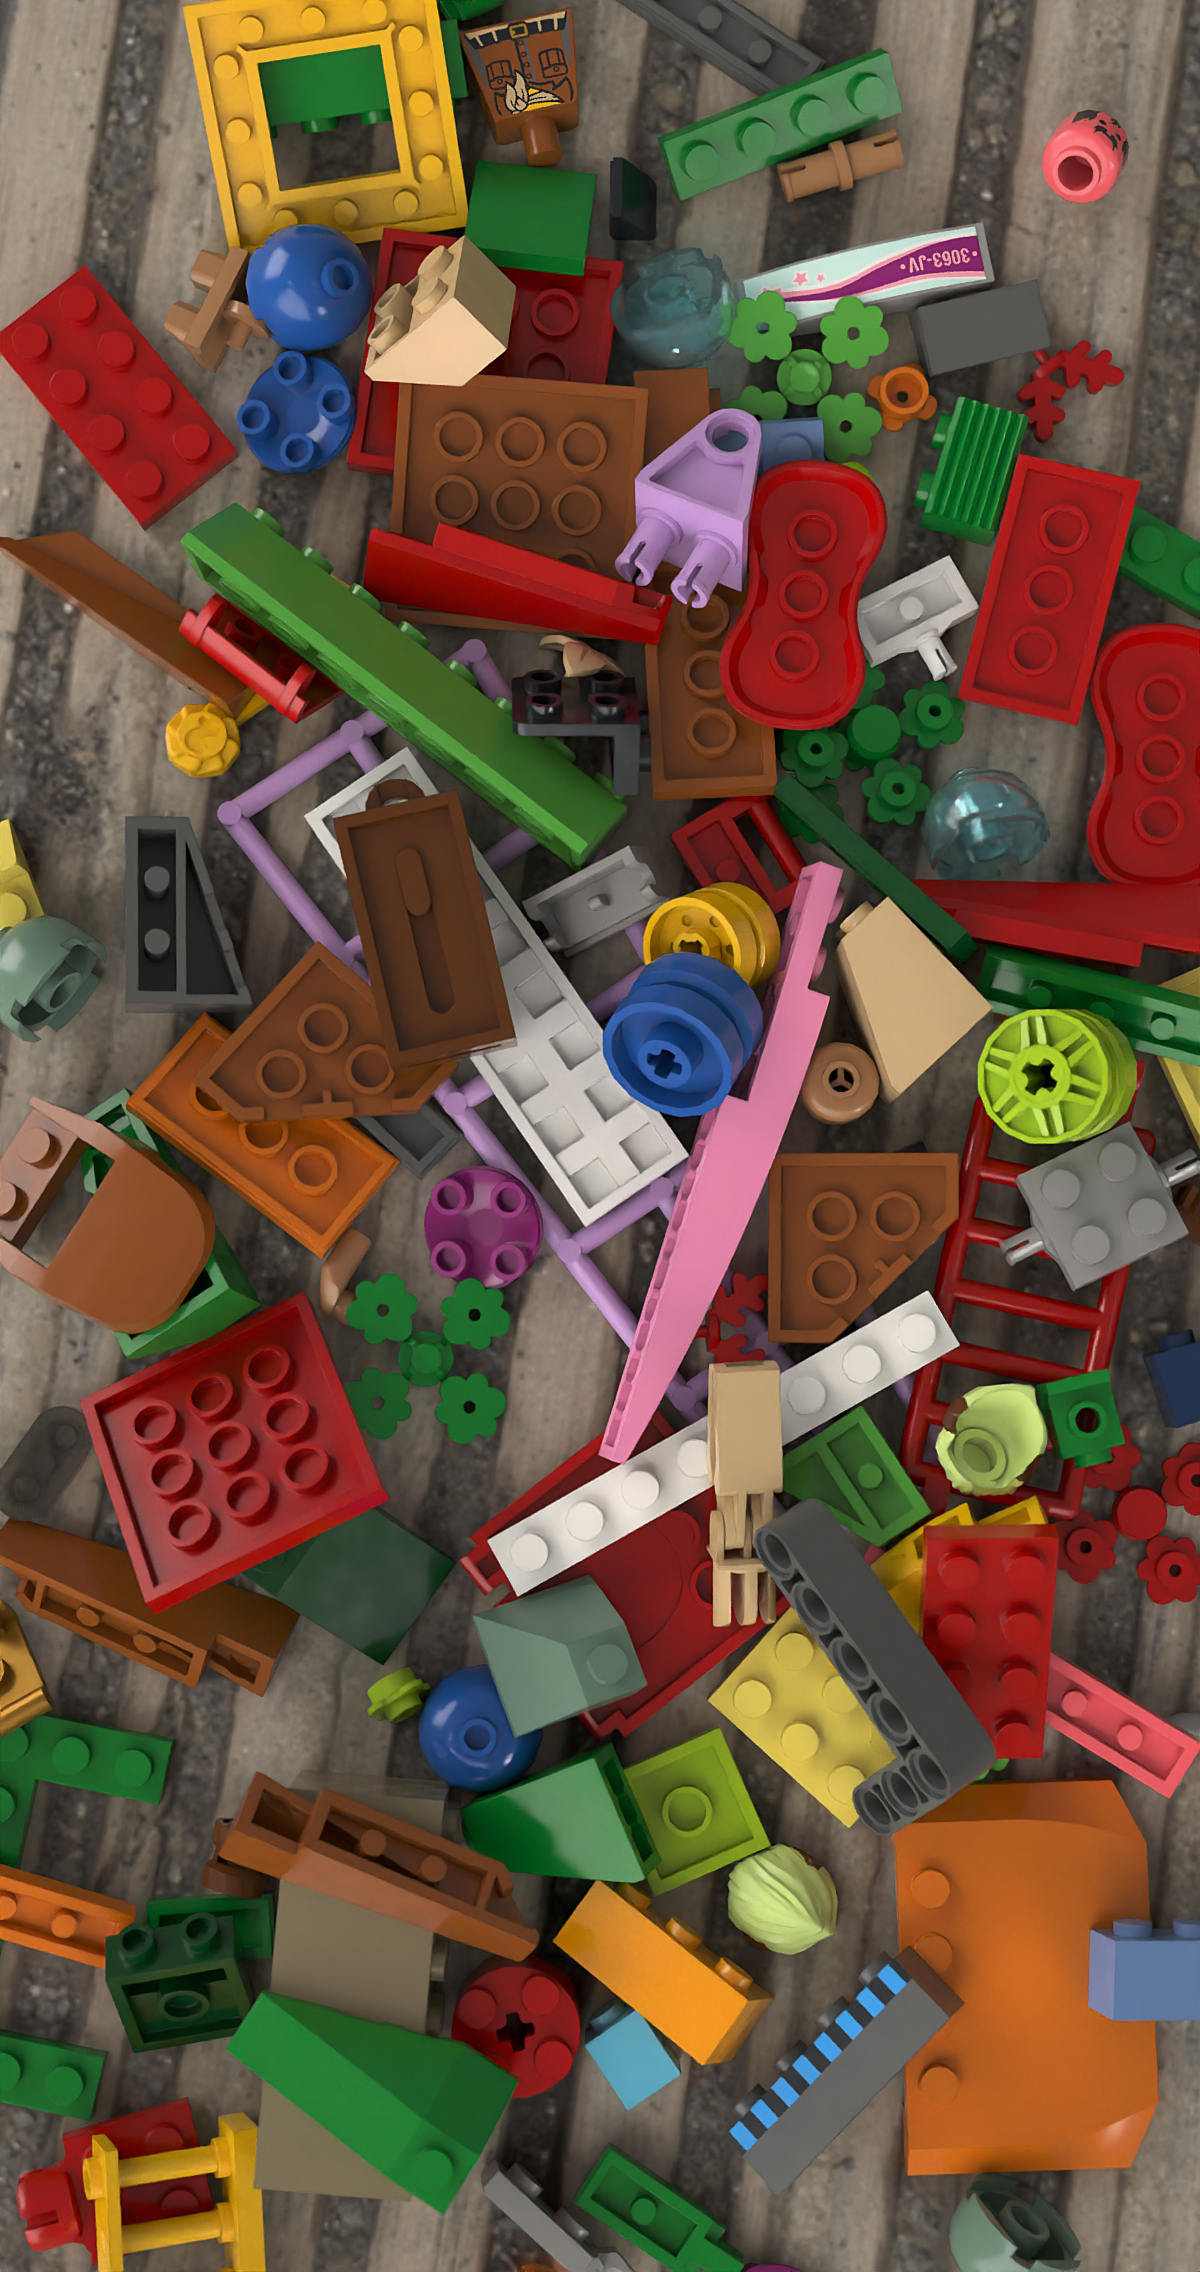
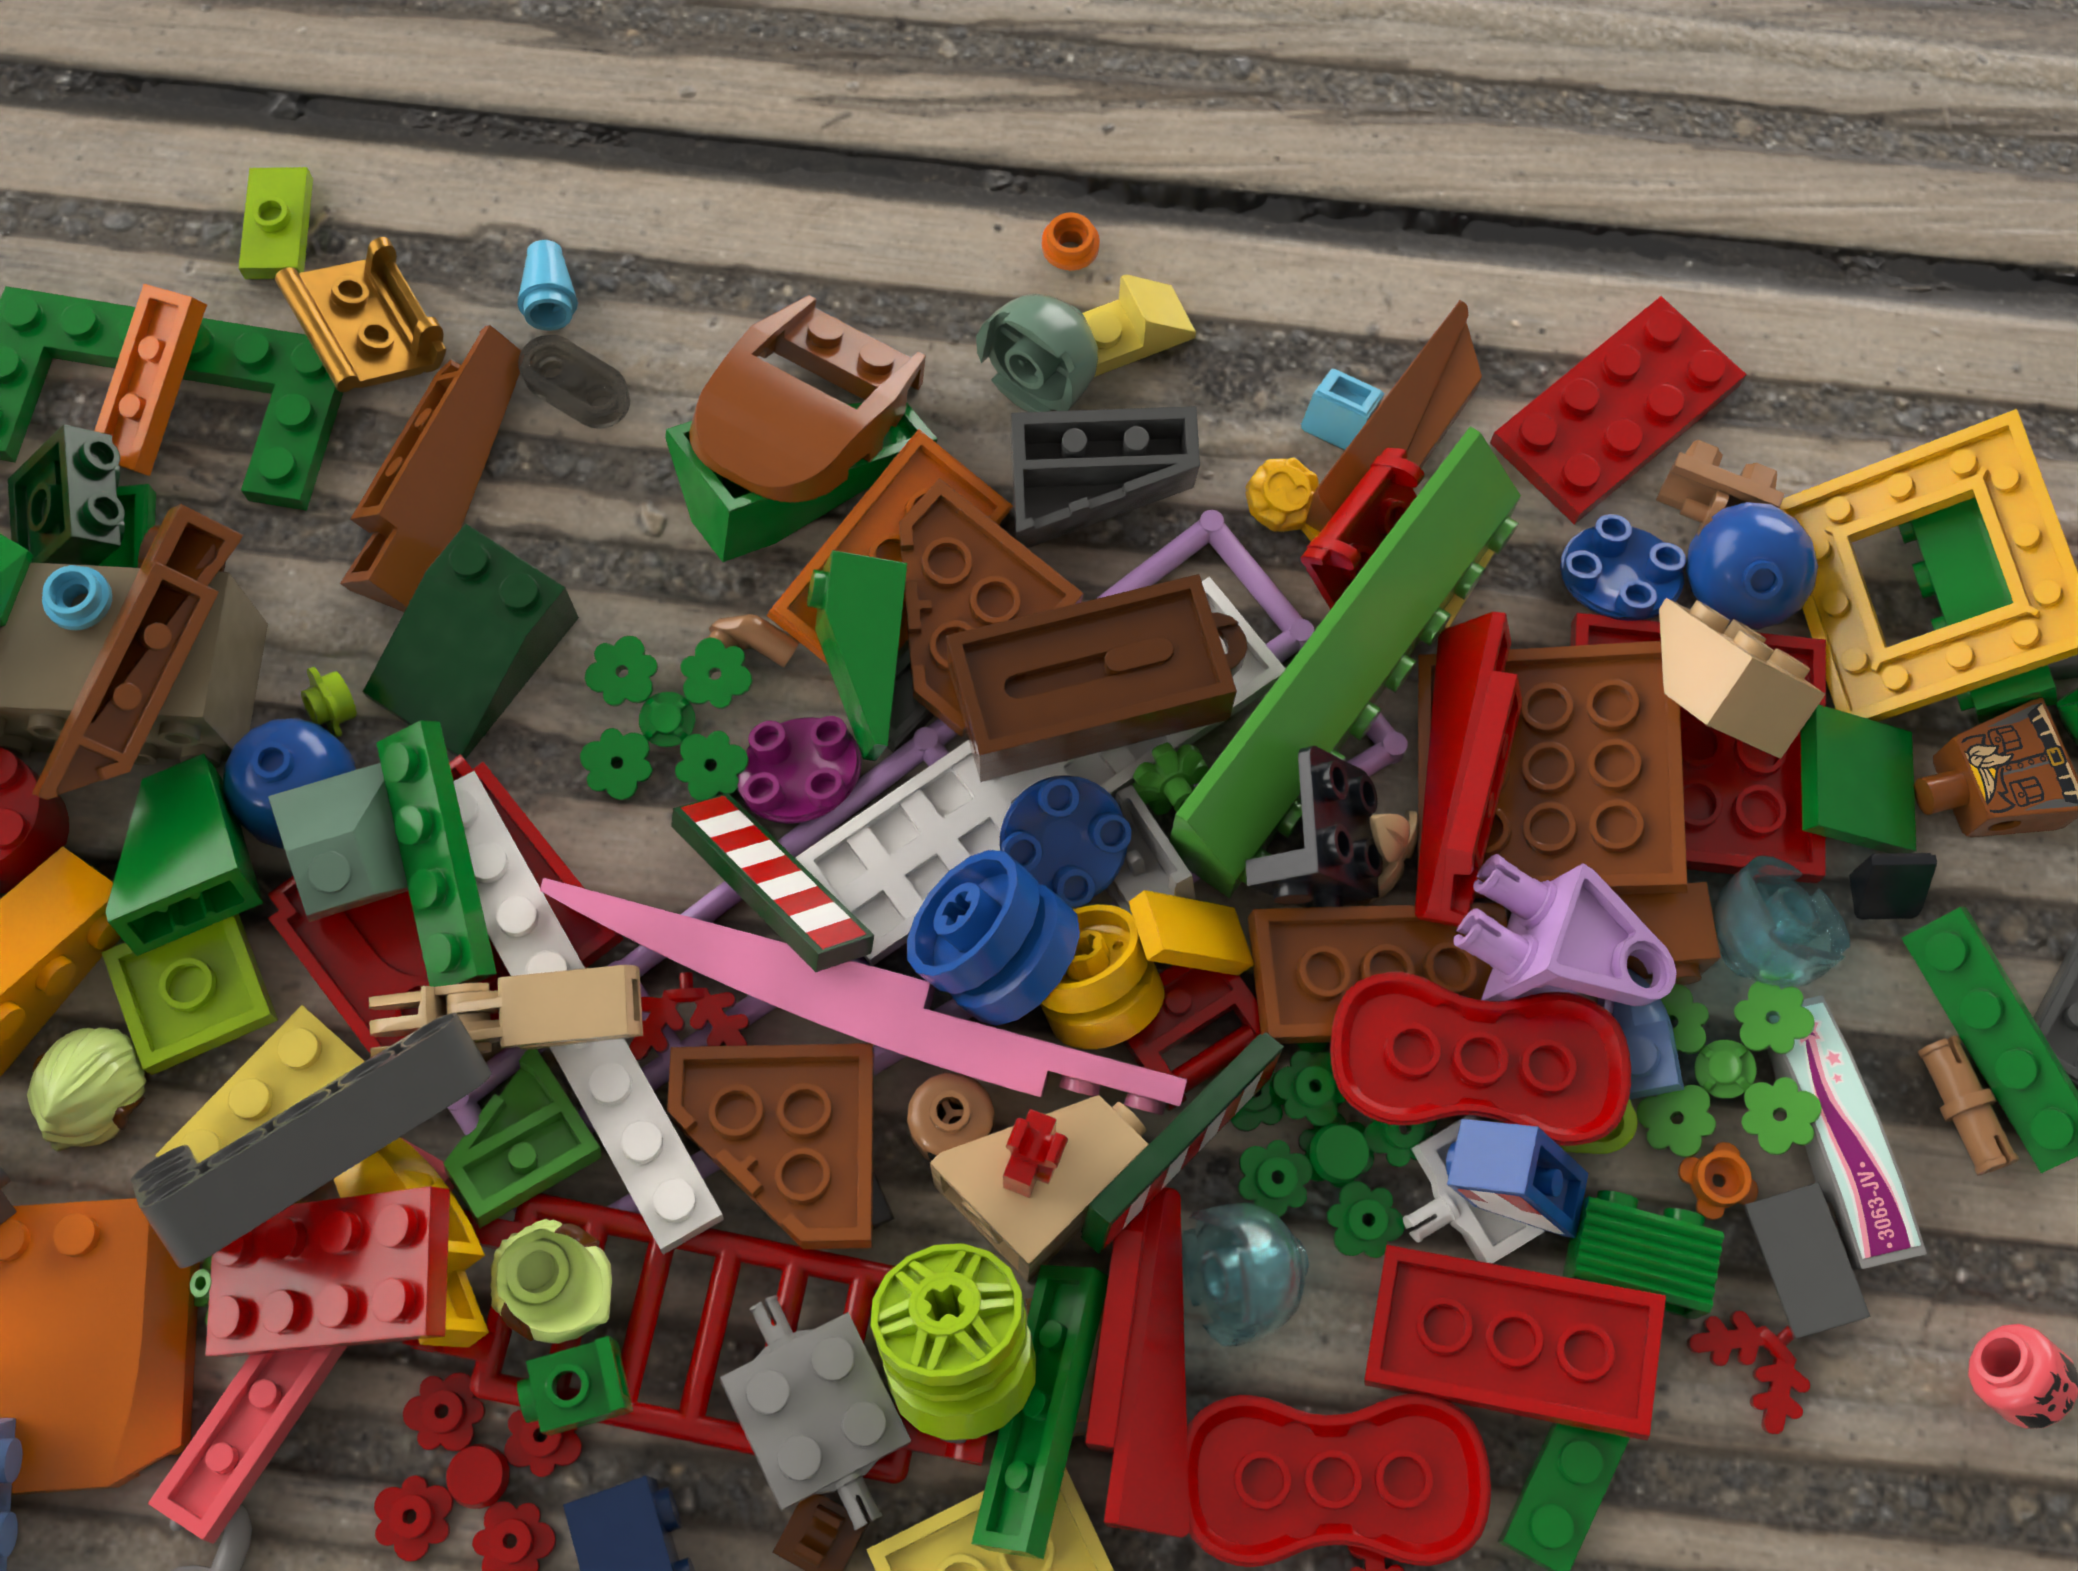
camera: 85 degrees right, 15 degrees down
(103, 675) = (1340, 408): none -> medium azure slope
(231, 1452) = (569, 527): red plate -> none
(312, 1955) = (65, 586): none -> medium azure plate
(356, 1160) = (859, 634): none -> green slope
(517, 863) = (1170, 778): none -> bright green plant
(579, 965) = (1067, 836): none -> blue dish
(580, 1569) = (435, 856): none -> green plate
(611, 1247) = (772, 882): none -> tile
(678, 851) = (1190, 933): none -> yellow tile
(906, 993) = (1033, 1151): none -> red plate
(909, 574) = (1517, 1175): none -> slope

